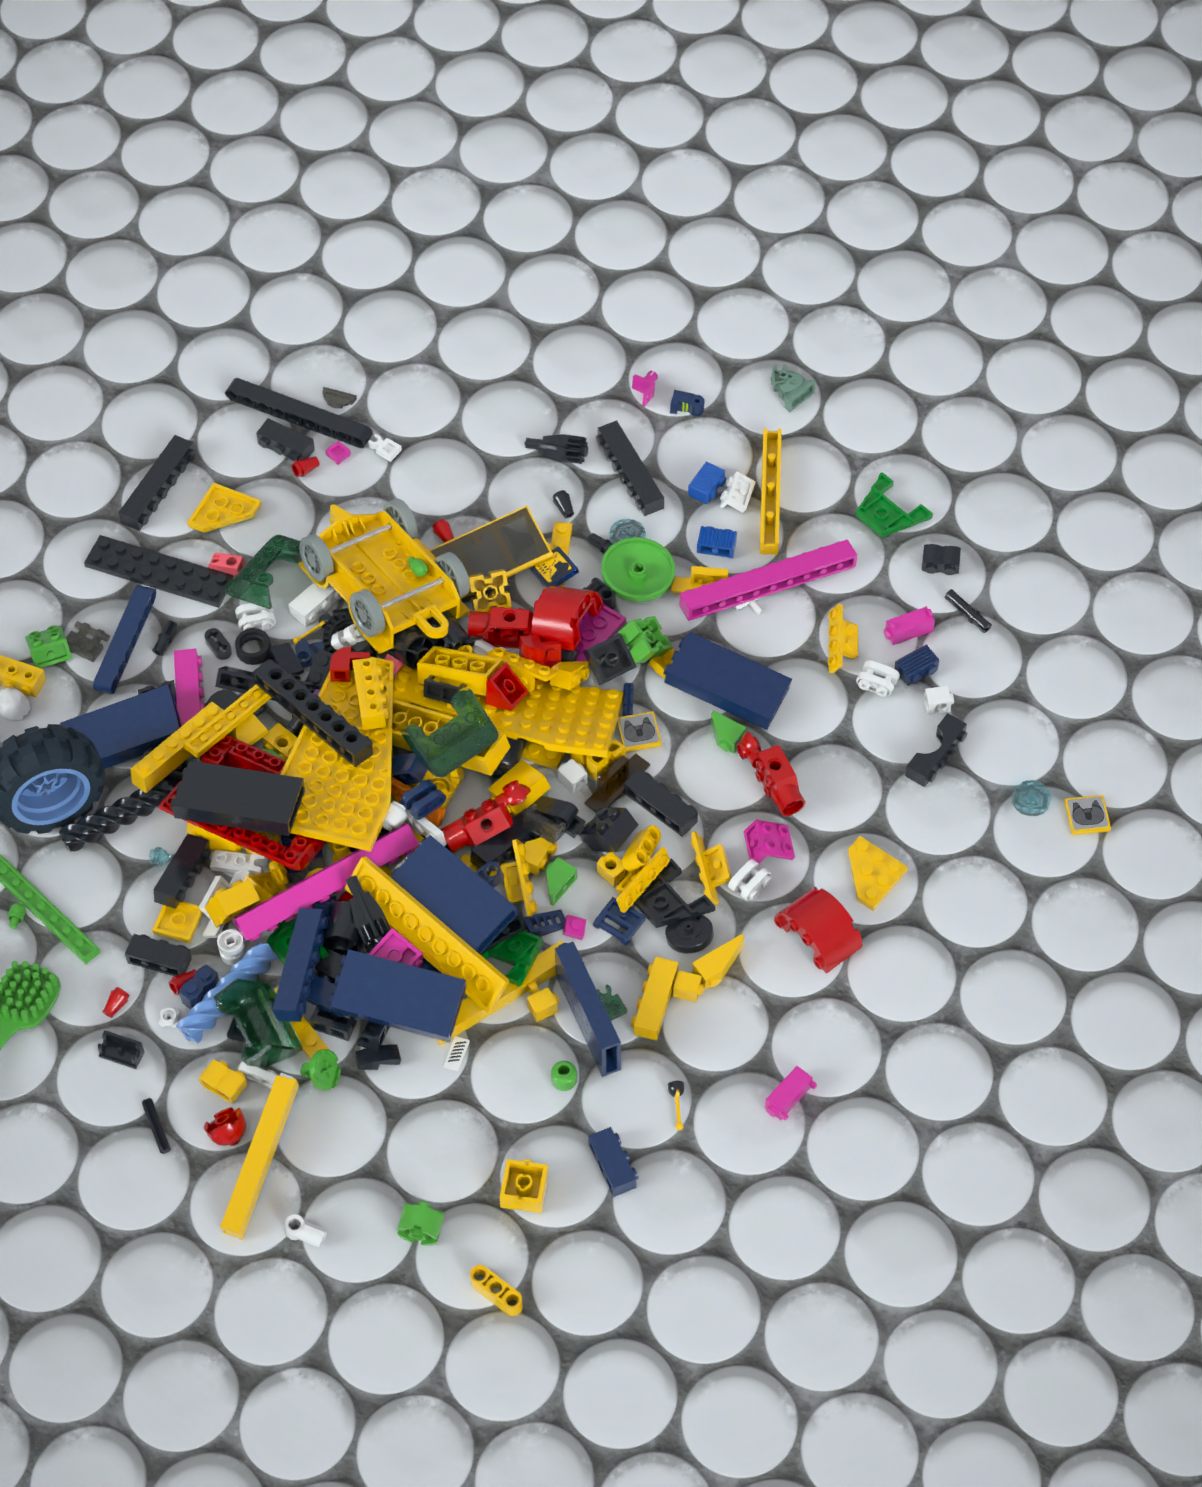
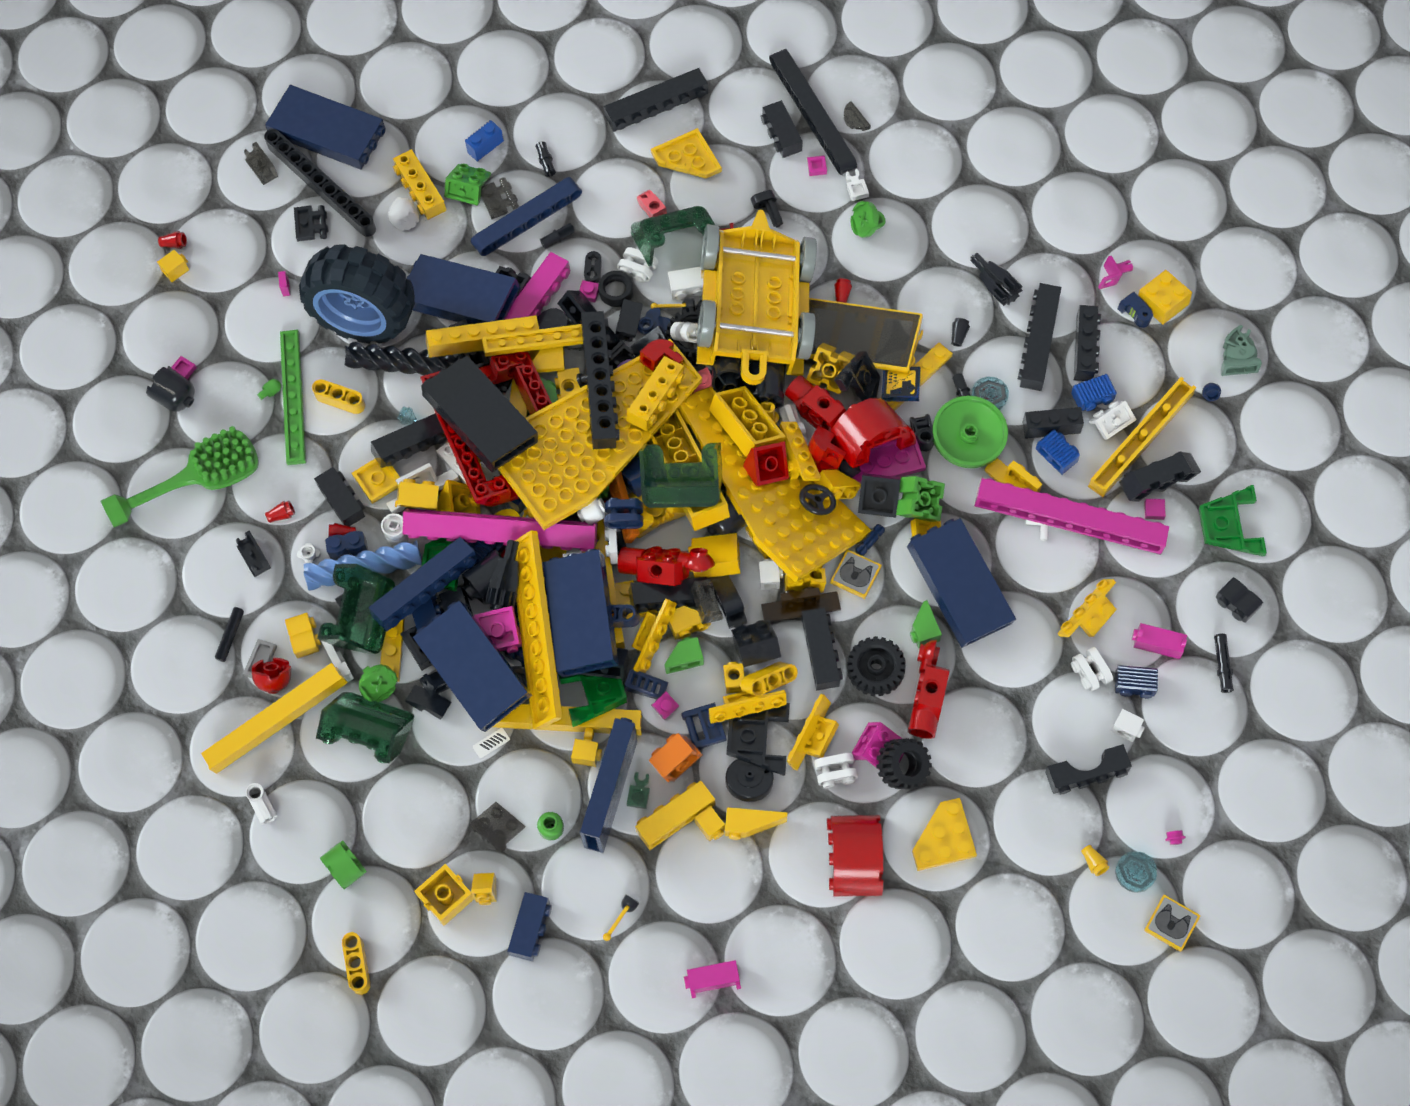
camera: 40 degrees right, 10 degrees up
(34, 603) = (484, 140): none -> blue brick
(76, 877) = (344, 402): none -> yellow beam
(100, 585) = (545, 159): none -> black pin
(158, 571) = (598, 175): black plate -> none
(197, 1118) = (262, 651): none -> light grey tile
(230, 660) = (590, 290): none -> dark pink plate
(304, 466) = (780, 160): red cone -> none
(319, 502) = (768, 199): none -> black piece
(345, 1107) = (365, 723): none -> clear green windscreen
(416, 466) = (866, 219): none -> bright green tile
(418, 567) = (783, 309): bright green cylinder -> none
(439, 690) = (716, 432): black hinge -> none
(519, 1108) = (497, 826): none -> clear smoke hinge
(520, 582) = (862, 376): none -> black wing
(554, 1156) = (484, 888): none -> yellow slope
(567, 694) = (815, 502): none -> black piece
(620, 953) = (675, 757): none -> orange brick
(670, 450) = (1086, 343): none -> black brick
(688, 527) = (1040, 423): none -> black brick
(701, 378) = (1165, 296): none -> yellow brick
(718, 773) = (876, 680): none -> black wheel
(793, 426) = (1211, 391): none -> dark blue plate
(799, 837) = (918, 763): none -> black tyre
(808, 509) = (1159, 476): none -> black brick
(823, 536) = (1155, 509): none -> dark pink tile
(997, 810) = (1095, 861): none -> yellow cone
(1038, 754) = (1175, 837): none -> dark pink plate

